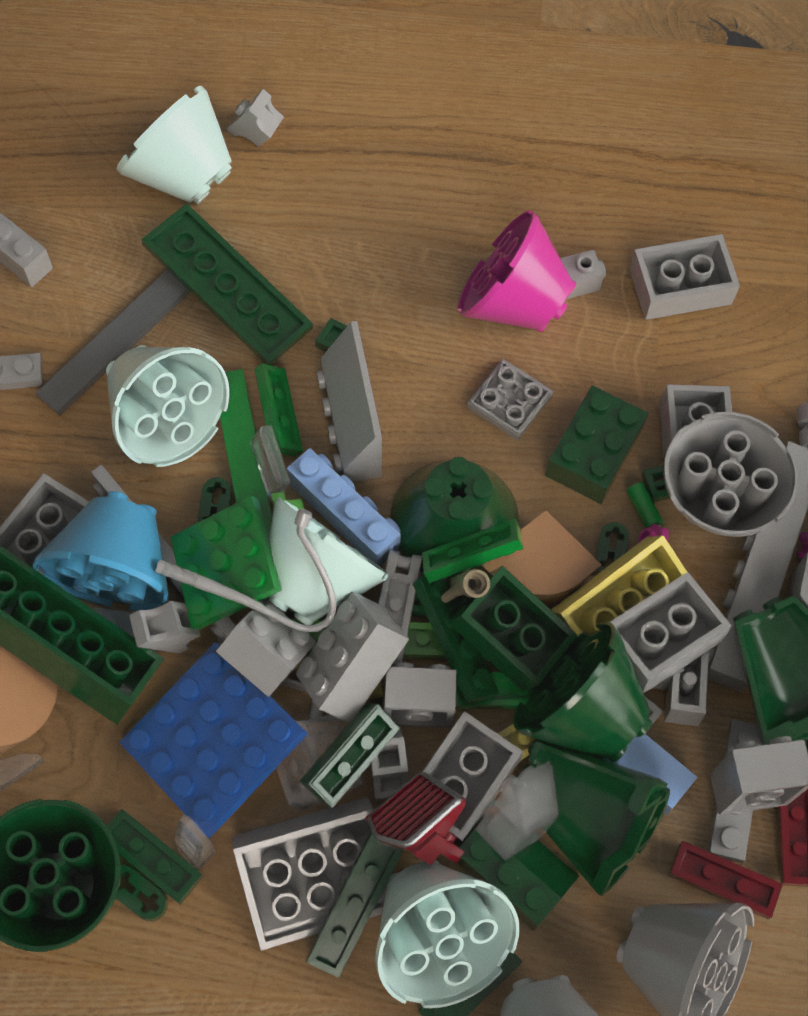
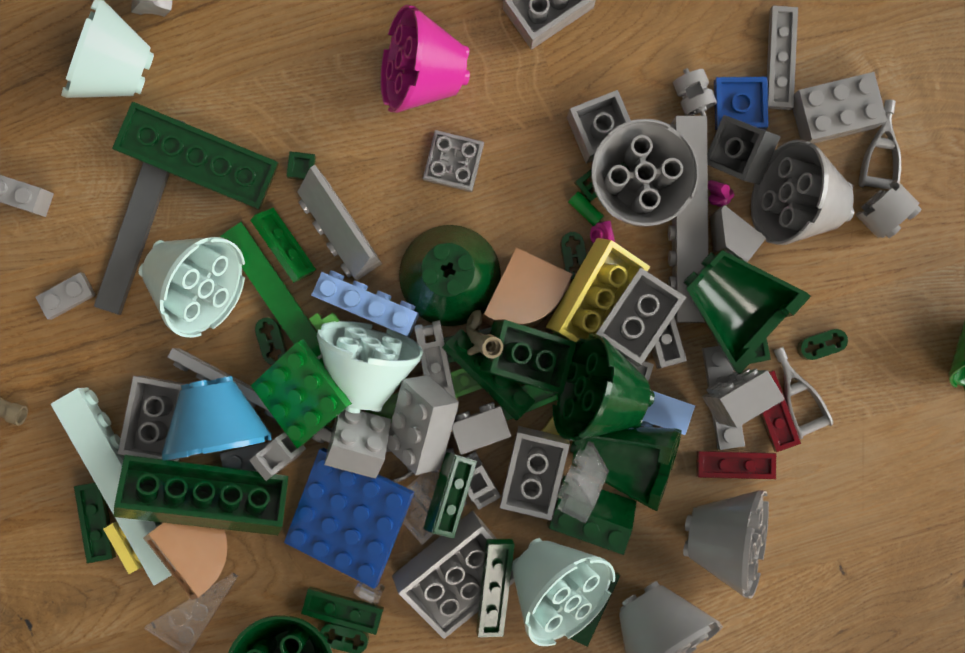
camera: 20 degrees left, 20 degrees up
(198, 581) = (347, 363): light grey piece -> none
(270, 461) = (296, 292): clear tile -> none
(420, 819) = (517, 525): dark red piece -> none
(472, 550) = (476, 309): green plate -> none
(585, 271) = (469, 29): light grey brick -> none
(596, 444) = (533, 174): dark green brick -> none

